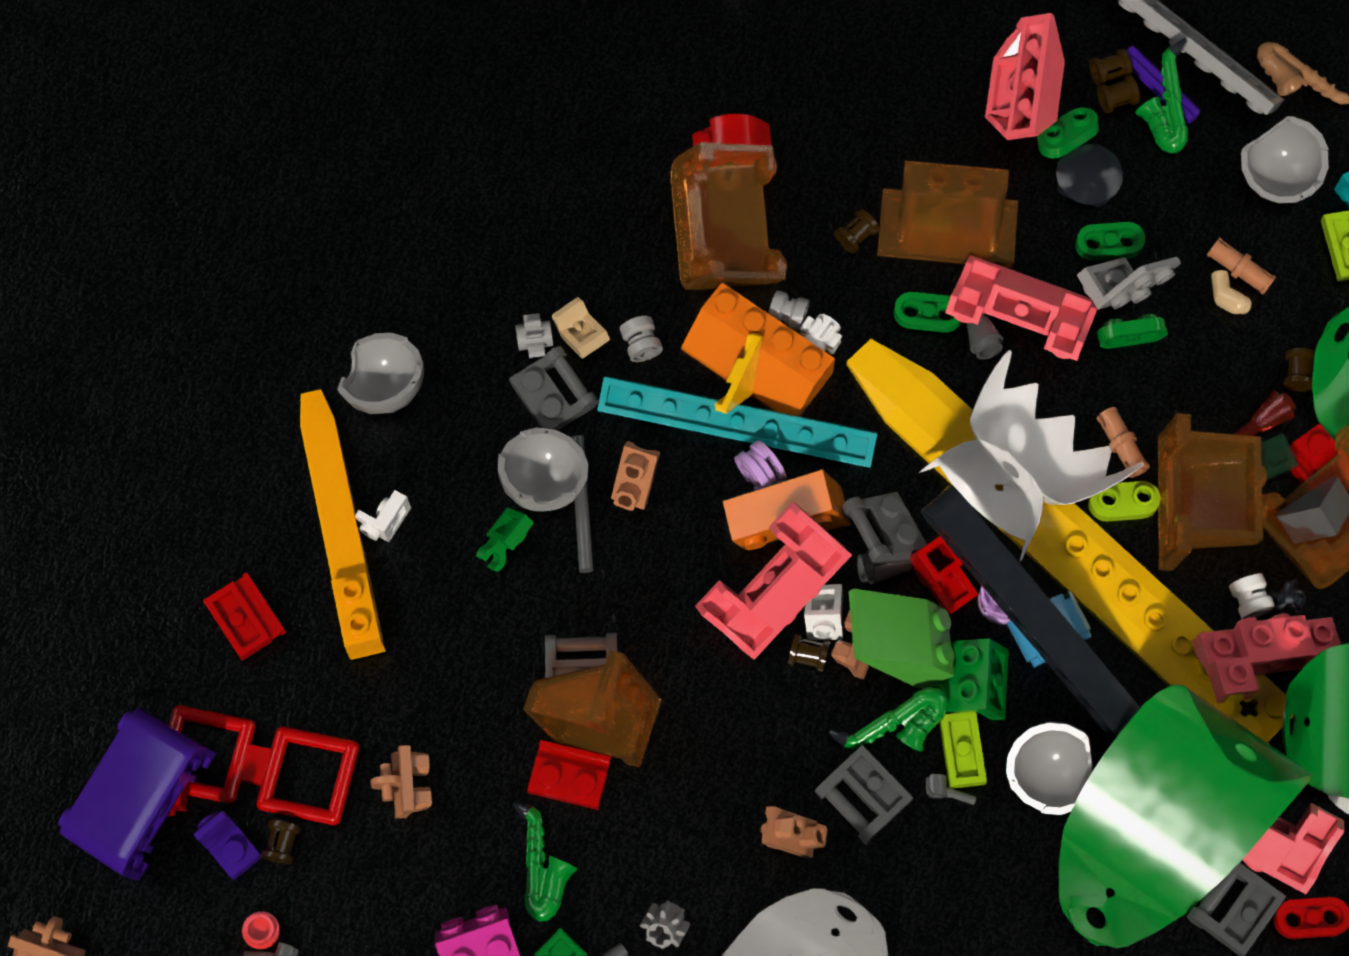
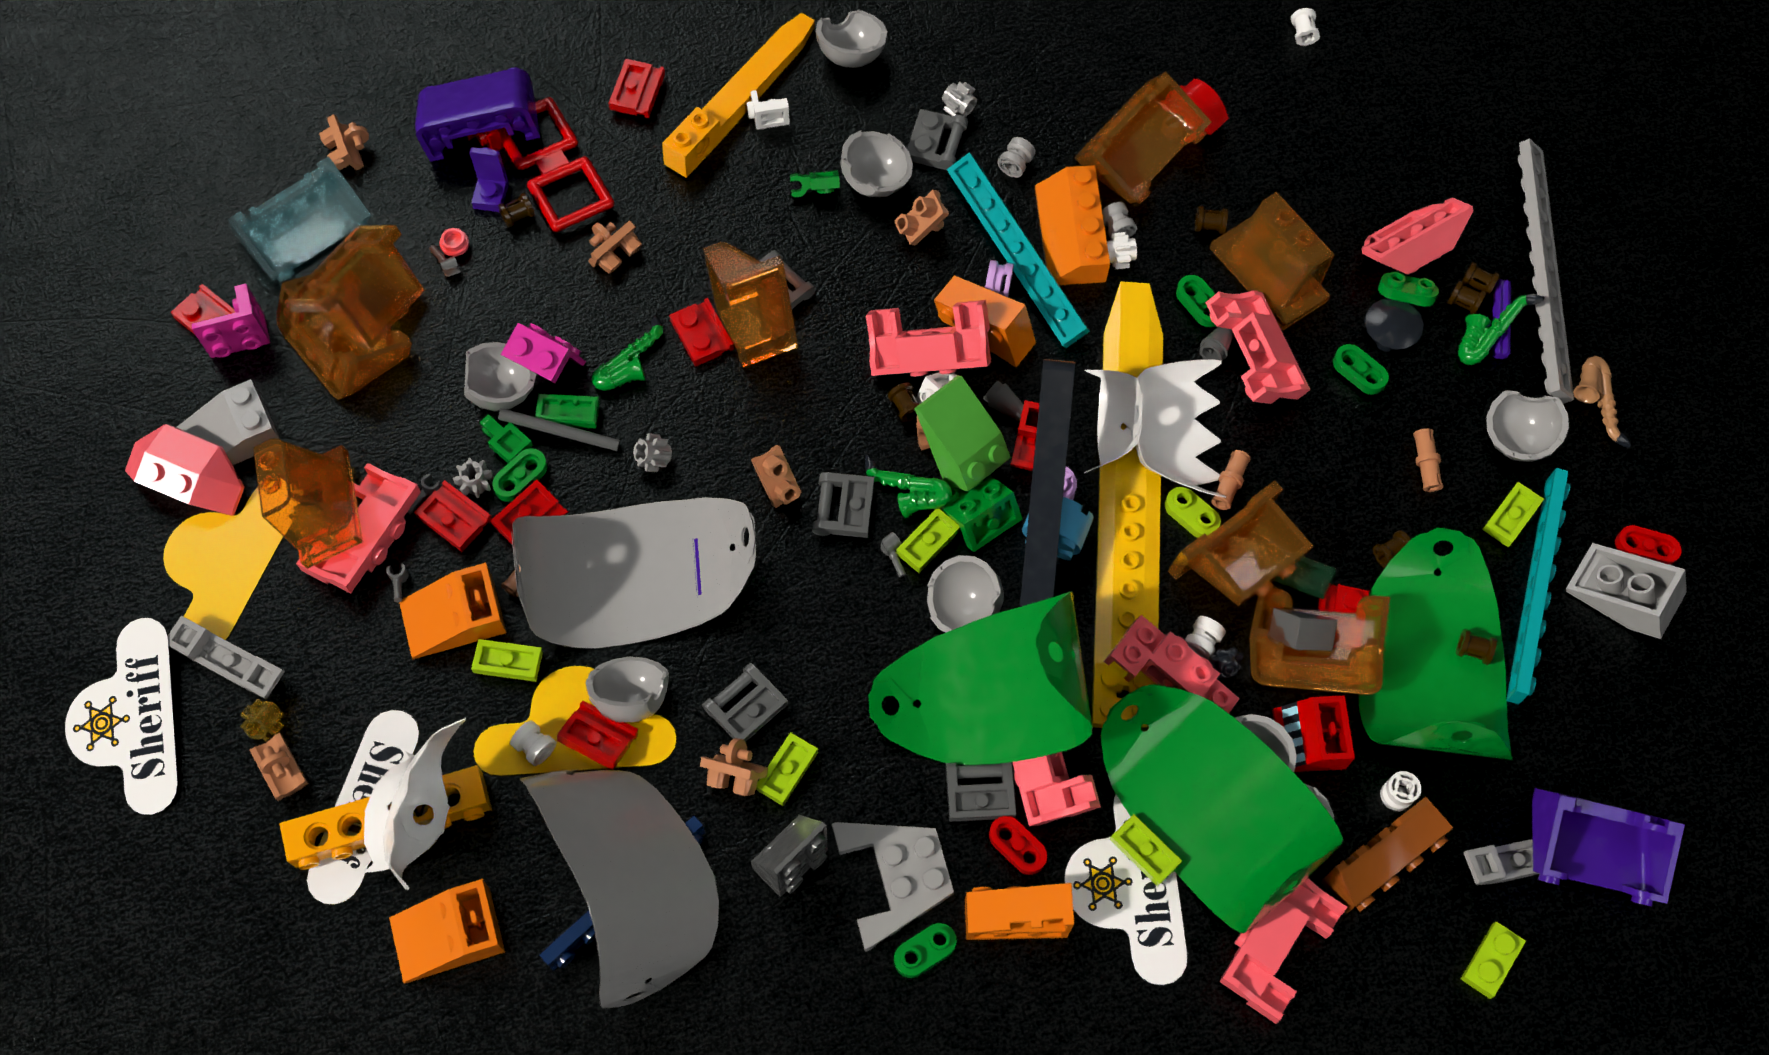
camera: 45 degrees right, 5 degrees down
(579, 328) = (989, 118): tan bracket -> none
(583, 523) = (880, 208): dark grey bar -> none
(742, 376) = (1044, 224): yellow tile -> none
(891, 522) = (1031, 384): dark grey plate -> none
(1117, 284) = (1339, 392): light grey bracket -> none
(1143, 330) = (1311, 428): green plate -> none
(1227, 297) = (1398, 470): tan arm -> none
(1273, 412) = (1344, 555): clear red cone -> none

